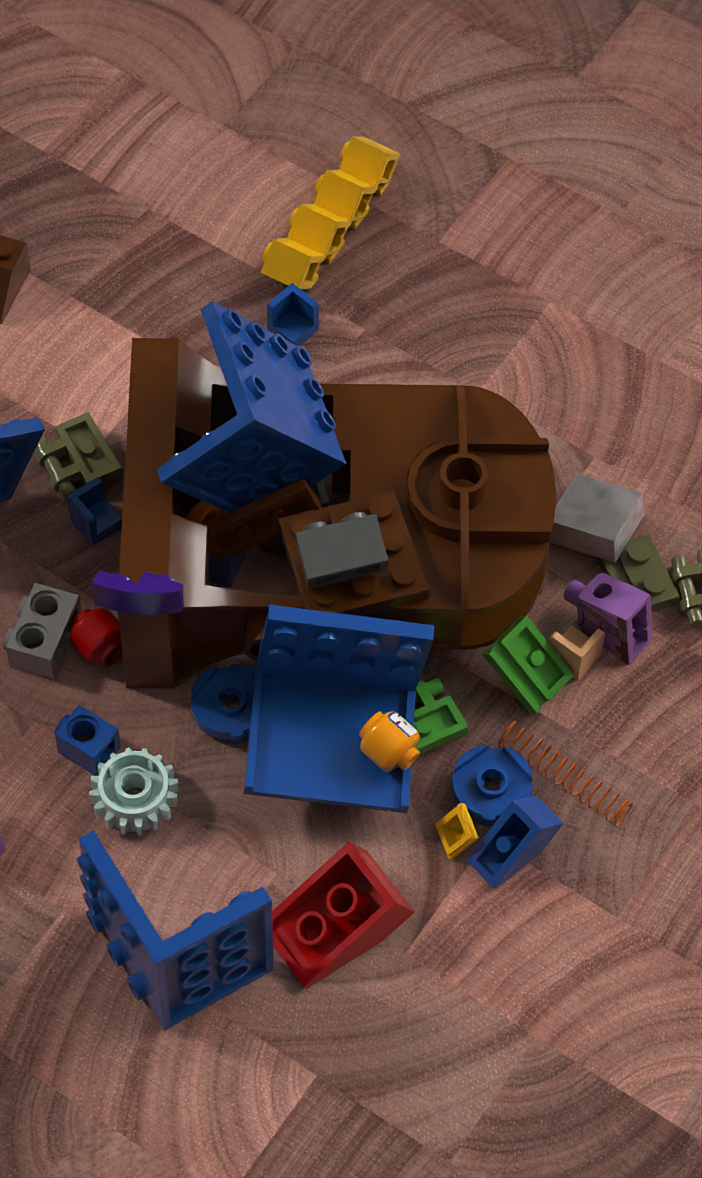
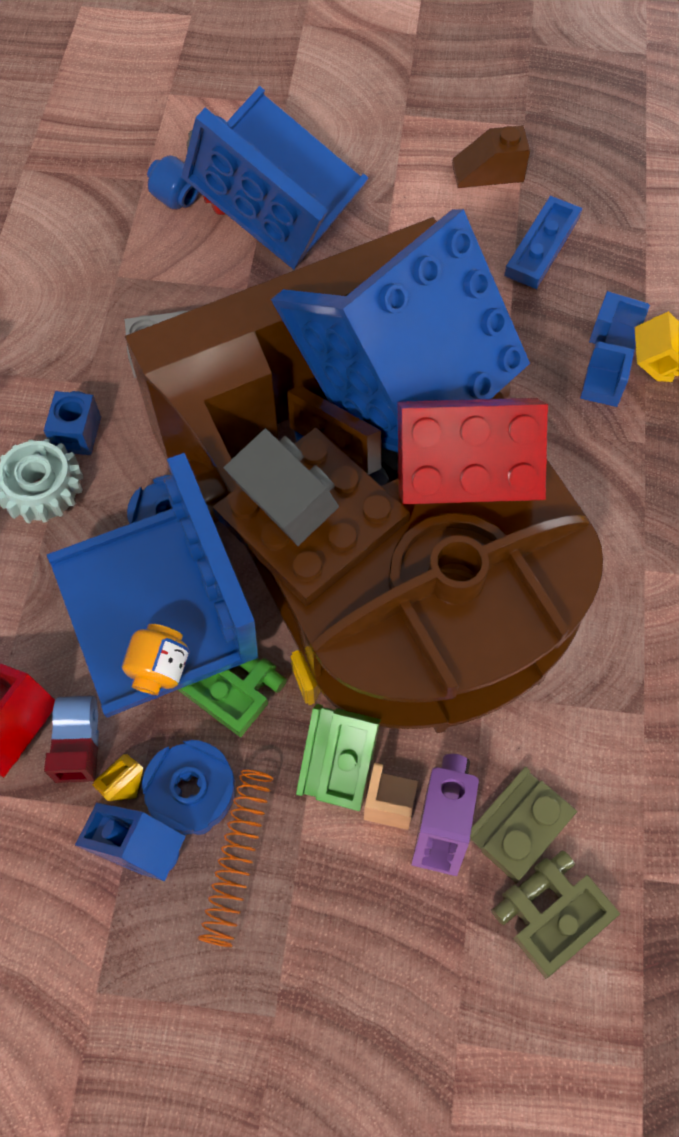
camera: 65 degrees right, 5 degrees up
(119, 289) = (543, 242): none -> blue plate
(151, 595) = (139, 349): dark purple slope -> none
(241, 283) = (617, 320): none -> blue panel
(377, 419) = (472, 450): none -> red brick
(407, 851) = (73, 740): none -> leg
(445, 663) = (304, 678): none -> yellow slope
(596, 517) = (558, 746): flat silver piece -> none

